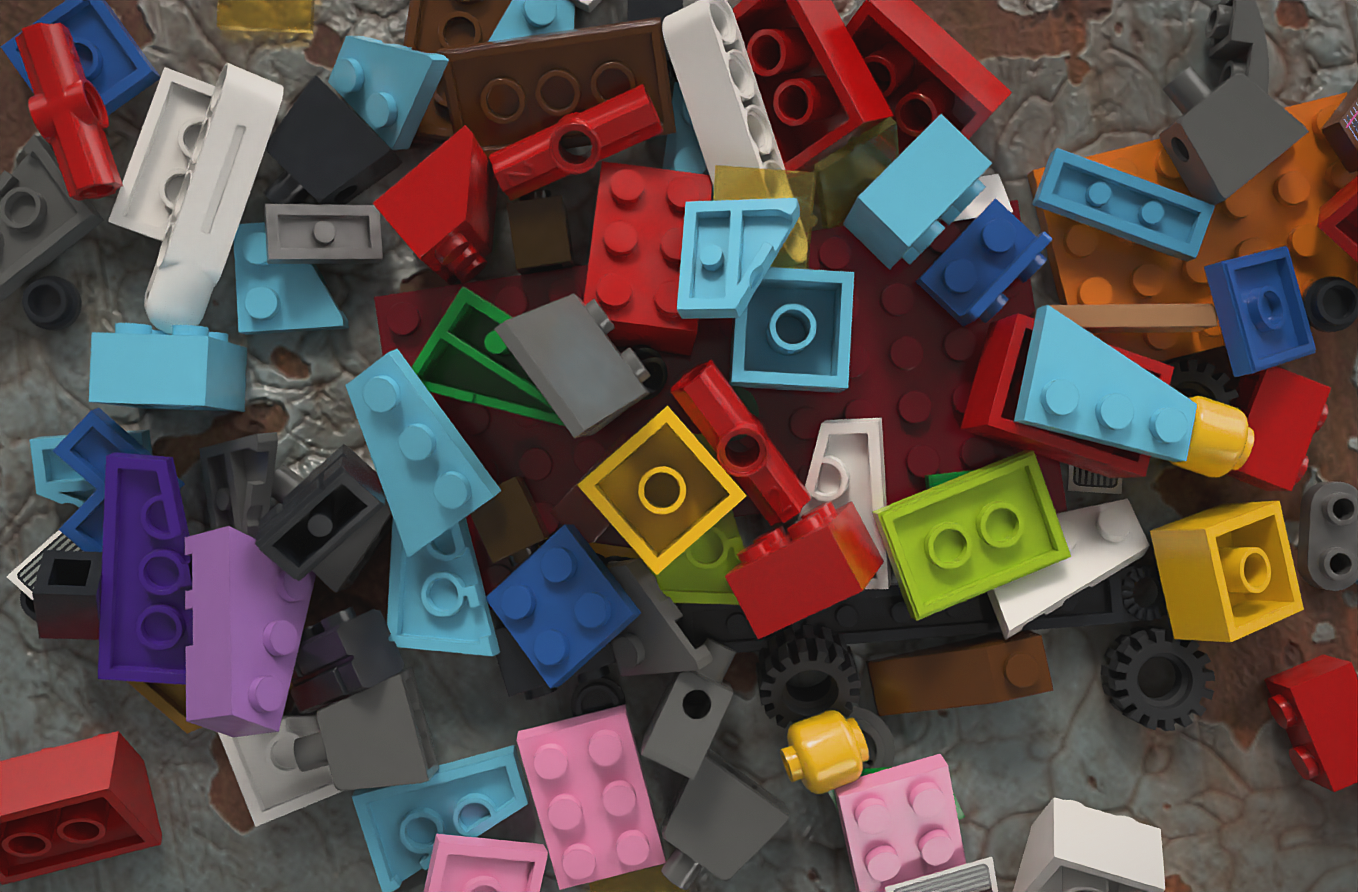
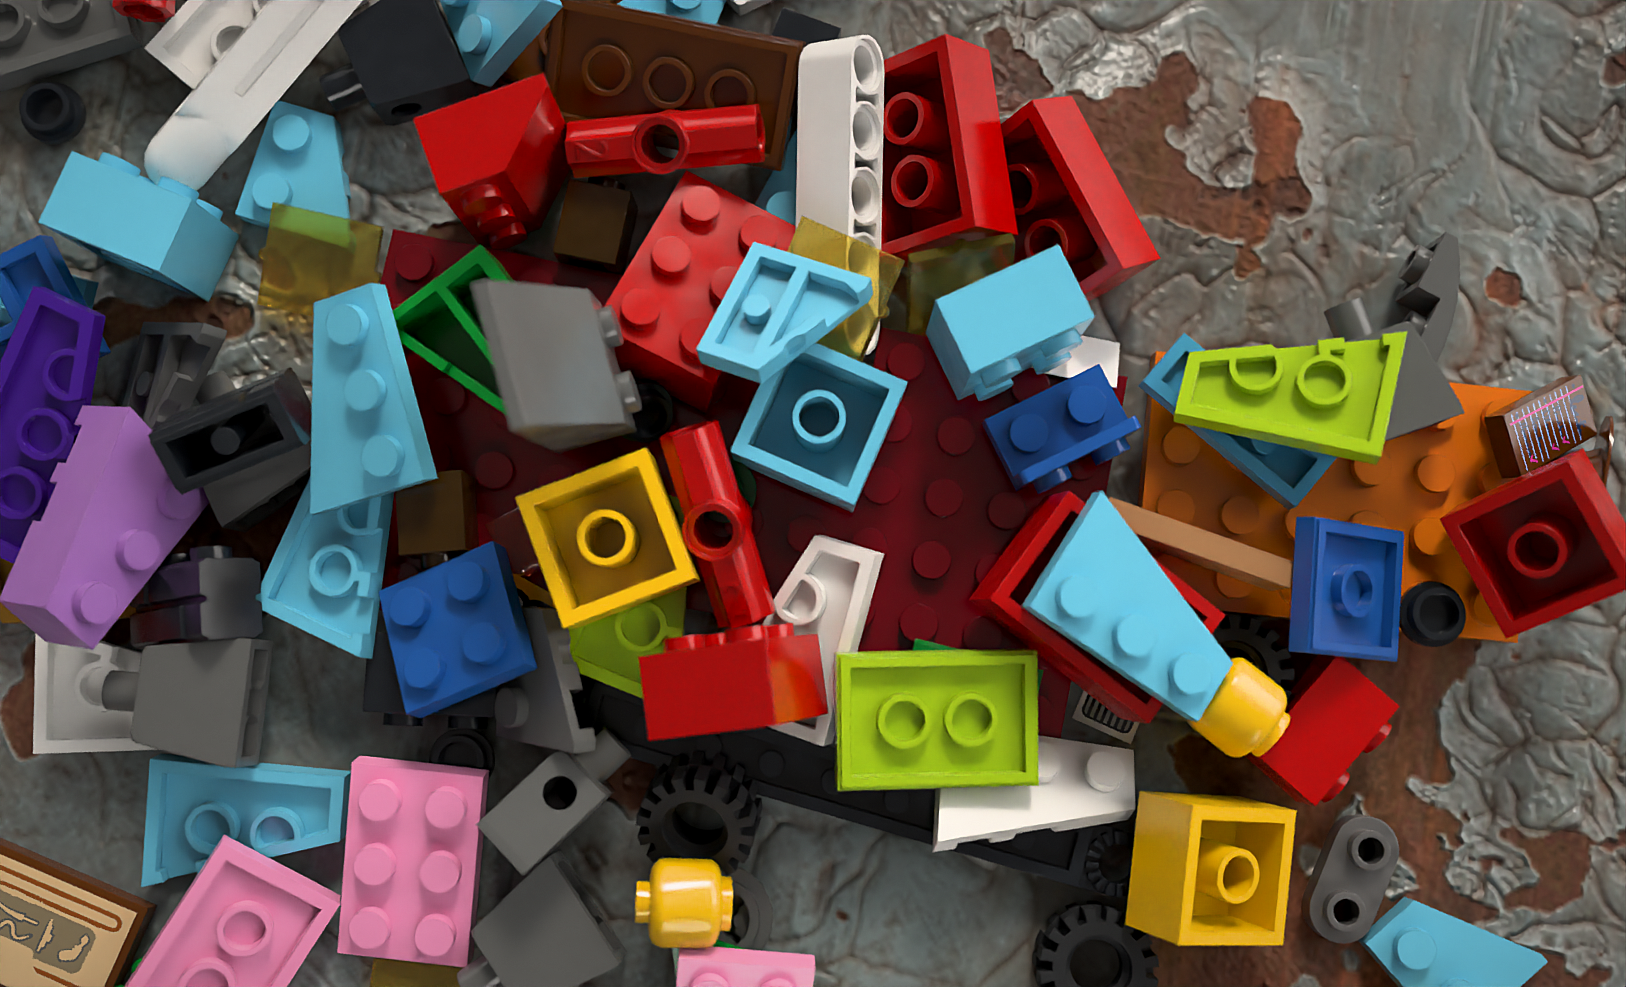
camera: 25 degrees right, 5 degrees down
(322, 234) = (361, 142): flat silver plate -> none
(323, 346) = (315, 257): none -> clear yellow piece
(961, 674) = (873, 877): reddish brown slope -> none
(1185, 164) = (1304, 397): none -> lime wing

